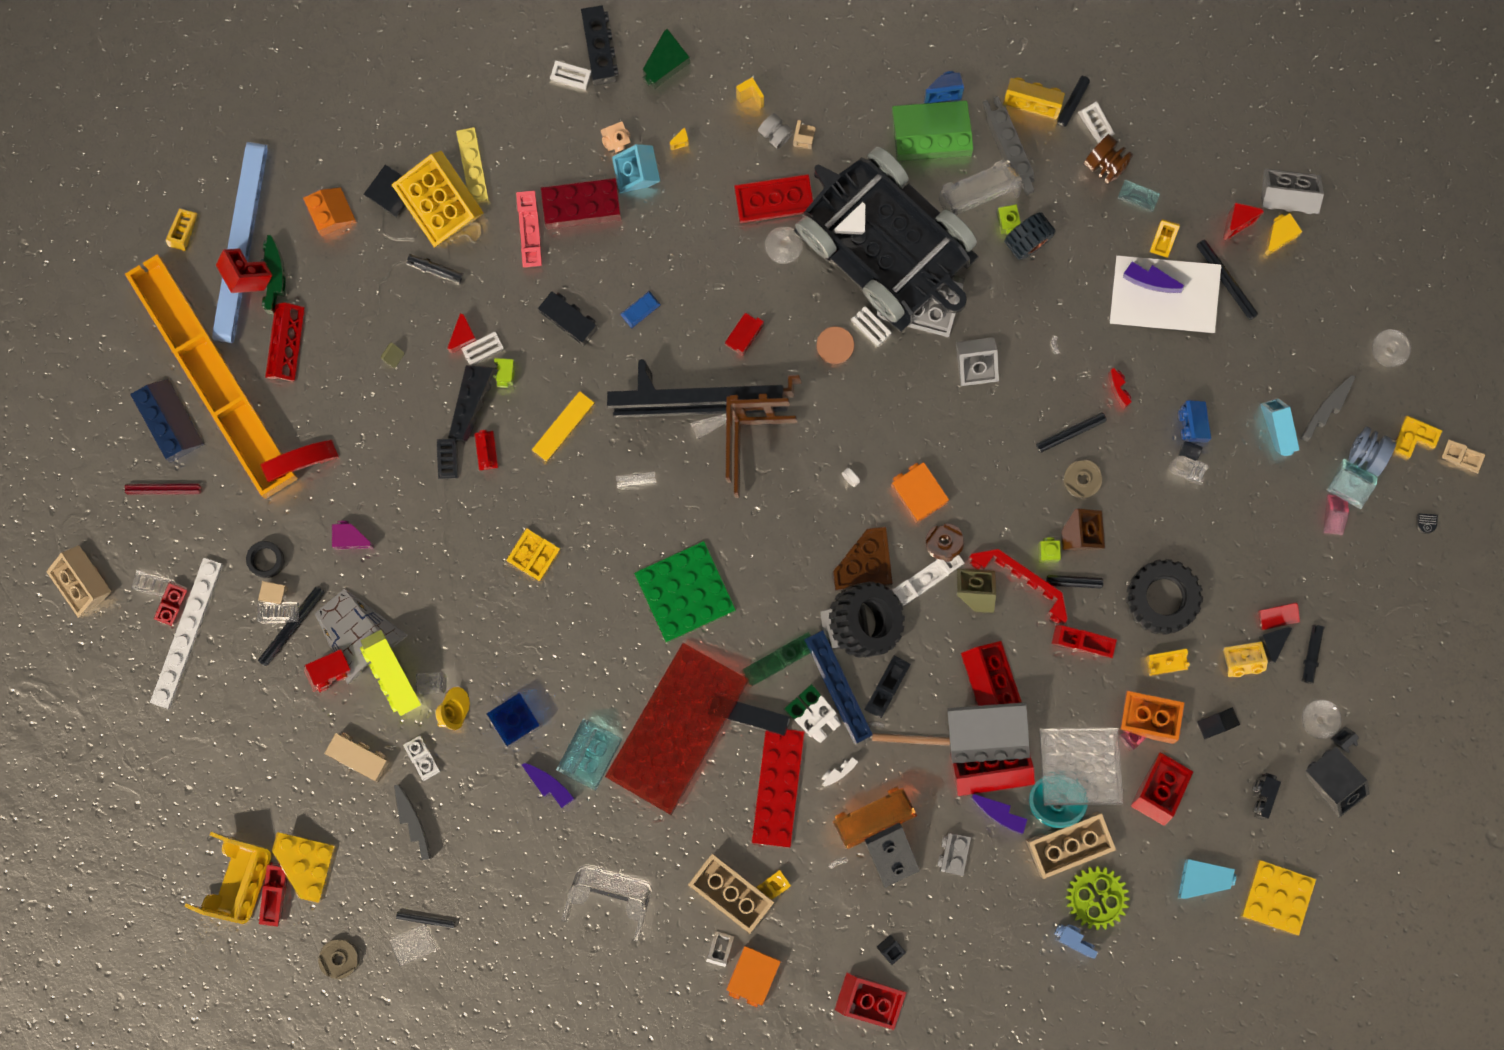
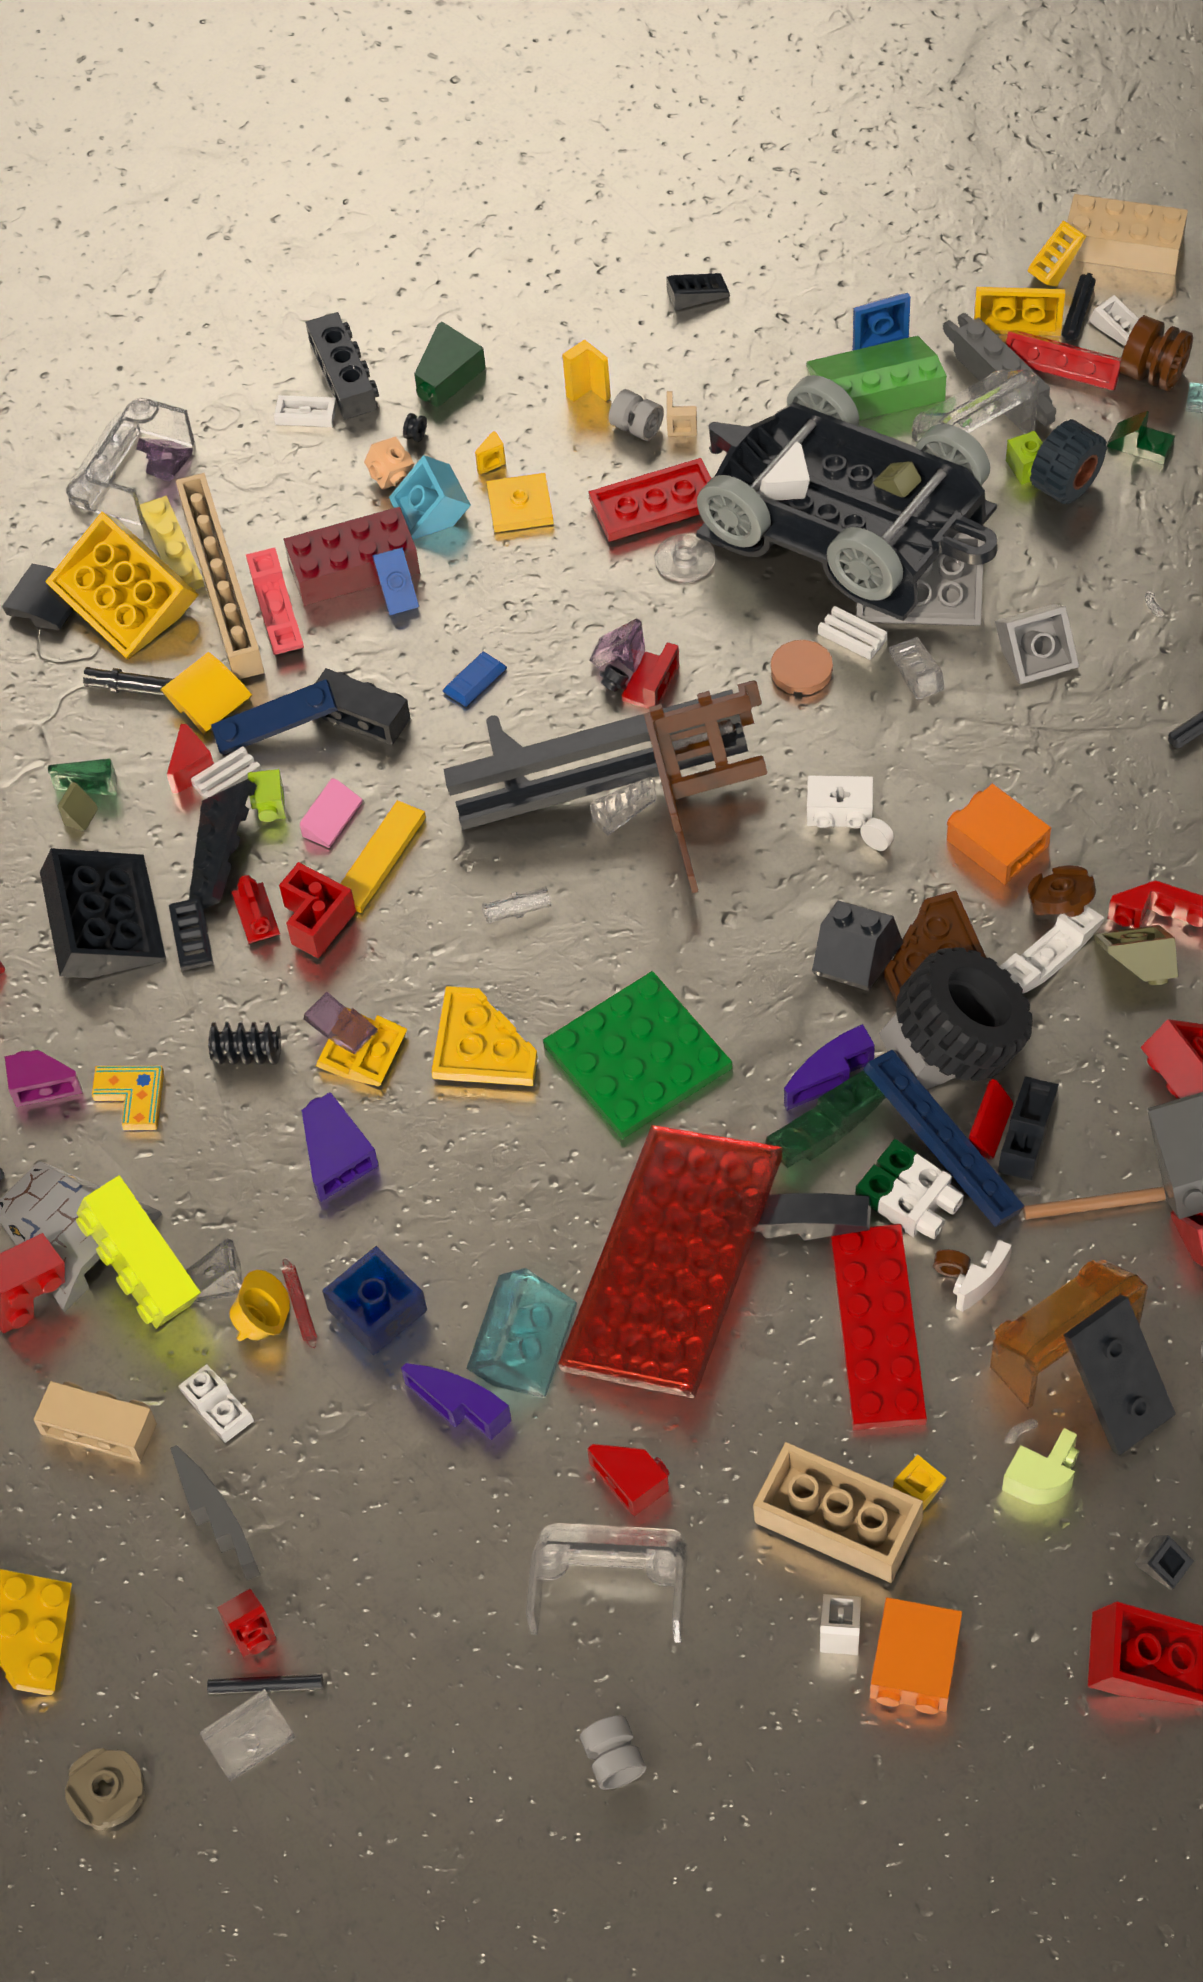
camera: 10 degrees left, 25 degrees down
(397, 433) = (100, 912): none -> black slope
(404, 335) = (91, 776): none -> clear green slope
(404, 553) = (138, 1088): none -> yellow tile
(420, 889) = (247, 1623): none -> red slope
(427, 105) = (92, 482): none -> clear windscreen
(467, 541) = (244, 1044): none -> black piece
(473, 700) = (292, 1284): none -> red piece
(477, 94) = (164, 456): none -> clear purple slope
(478, 287) = (206, 692): none -> yellow slope
(498, 202) = (219, 576): none -> tan brick
(507, 617) = (335, 1146): none -> dark purple slope
(516, 319) = (274, 717): none -> dark blue plate
(522, 541) = (339, 1024): none -> slope
(524, 461) = (318, 906): none -> red brick
(539, 391) = (330, 813): none -> bright pink slope
(592, 995) = (614, 1756): none -> light grey wheel
(598, 567) = (480, 1043): none -> yellow plate
(604, 232) = (395, 581): none -> plate
(630, 847) = (630, 1474): none -> red slope
(636, 107) = (414, 427): none -> black bush
(691, 180) = (519, 502): none -> yellow plate
(722, 330) = (613, 678): none -> black plate
(729, 310) = (621, 644): none -> slope
(787, 627) = (829, 1067): none -> dark purple slope
(819, 553) = (855, 945): none -> black slope
(825, 761) = (951, 1263): none -> reddish brown tile
(838, 36) = (687, 289): none -> black slope
(838, 894) = (1043, 1478): none -> yellowish green brick
(844, 448) = (839, 801): none -> white brick
(868, 678) = (991, 1120): none -> red slope
(905, 372) = (918, 670): none -> clear slope
(919, 237) = (898, 478): none -> olive slope
(1051, 143) = (1065, 359): none -> red fence
(1058, 65) = (1043, 258): none -> yellow slope
(1082, 218) = (1139, 440): none -> dark green slope
(1117, 49) = (1128, 233): none -> tan brick

